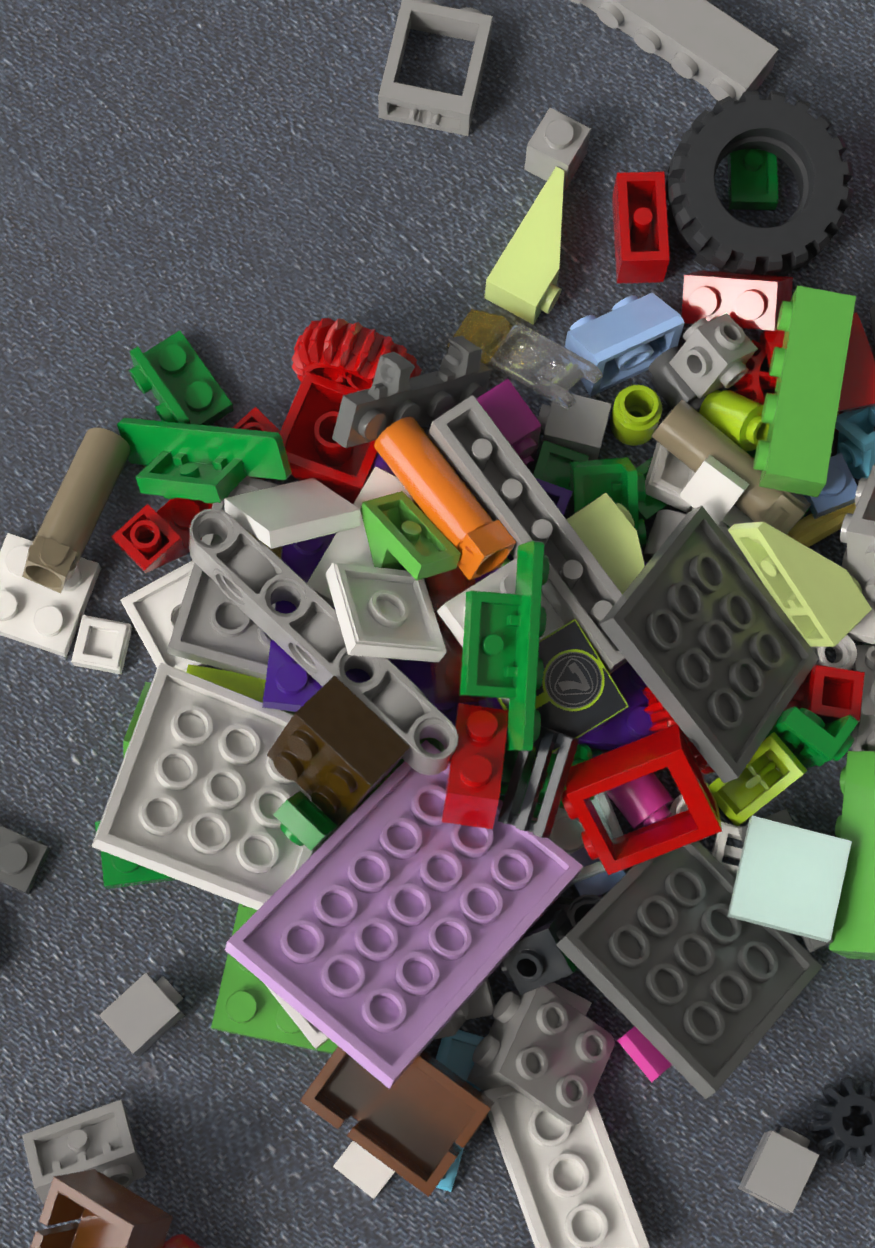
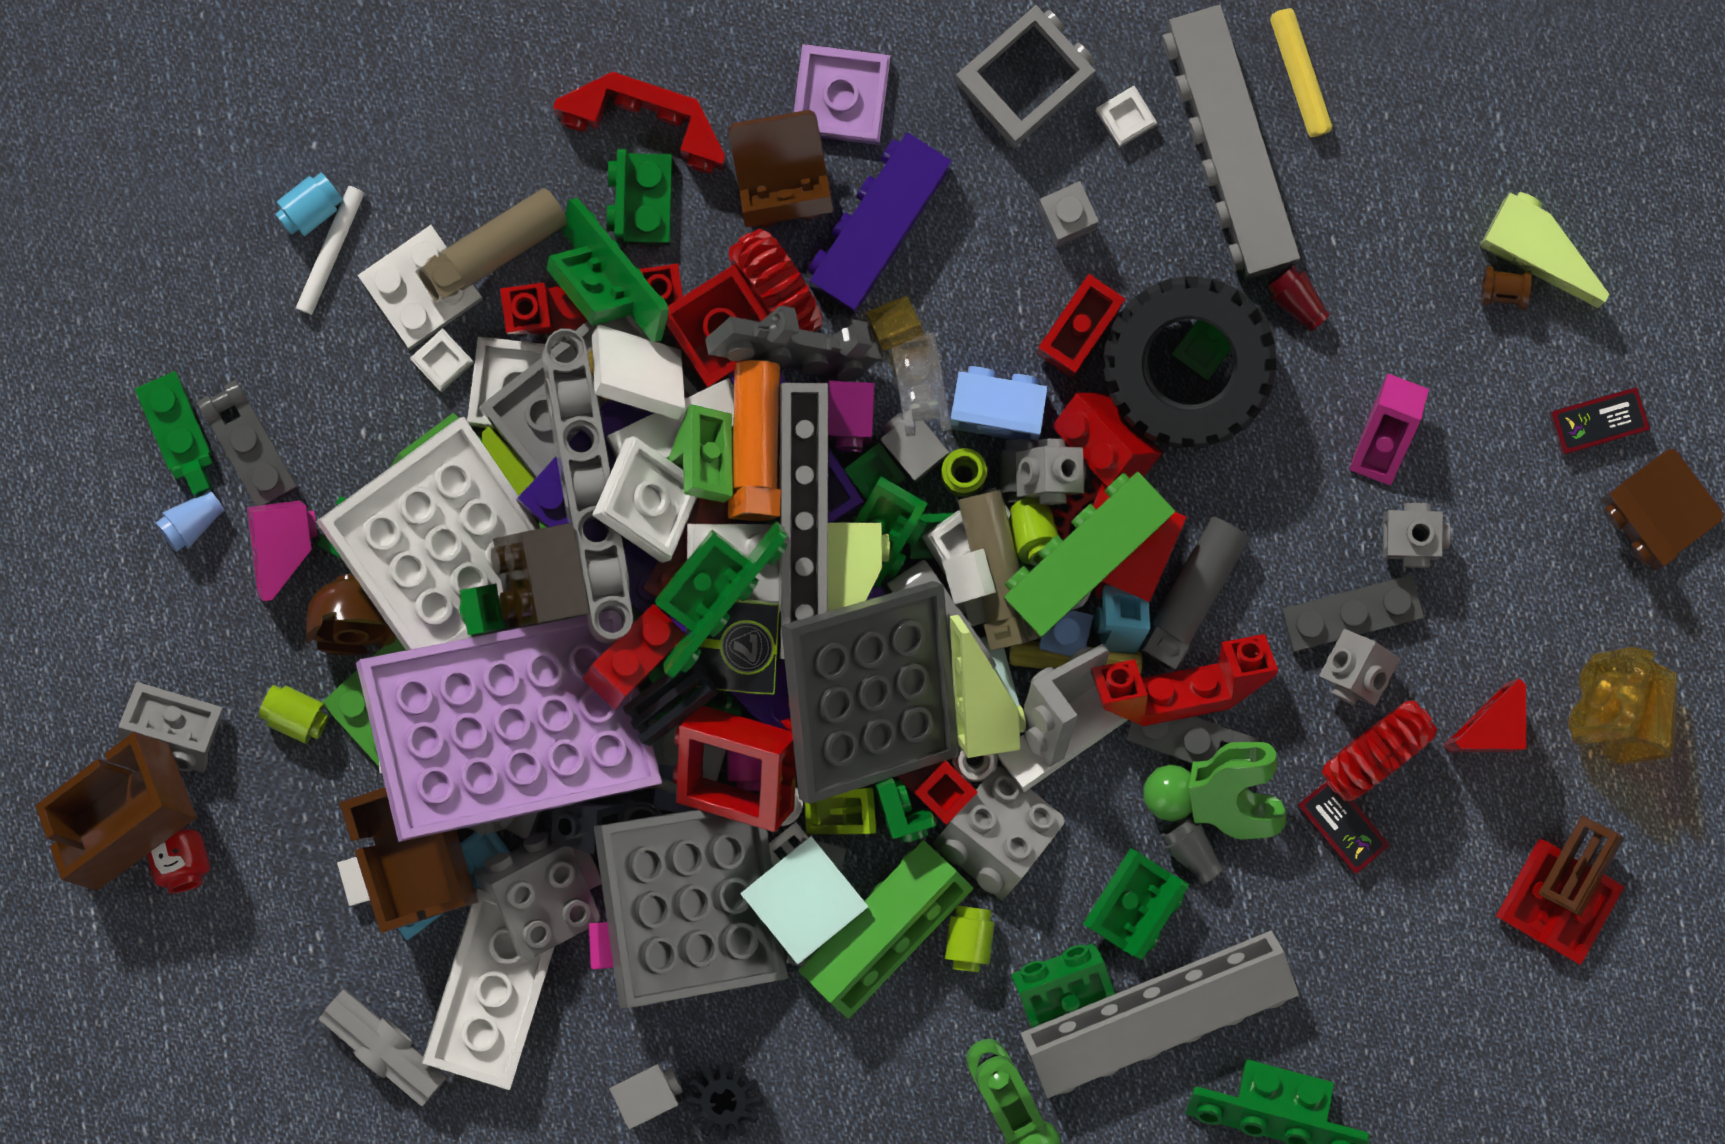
camera: 40 degrees right, 10 degrees up
(68, 909) = (279, 543): none -> dark pink slope
(143, 1013) = (280, 658): light grey brick -> none
(152, 289) = (587, 105): none -> red slope
(181, 929) = (345, 619): none -> reddish brown cylinder
(192, 1056) = (293, 713): none -> lime brick
(283, 272) = (780, 168): none -> reddish brown bracket
(289, 188) = (844, 92): none -> lavender tile
(403, 259) = (879, 223): none -> dark purple brick
(529, 266) = (979, 292): yellowish green slope -> none
(542, 47) = (1126, 116): none -> white tile
(799, 84) = (1298, 297): none -> dark red cone

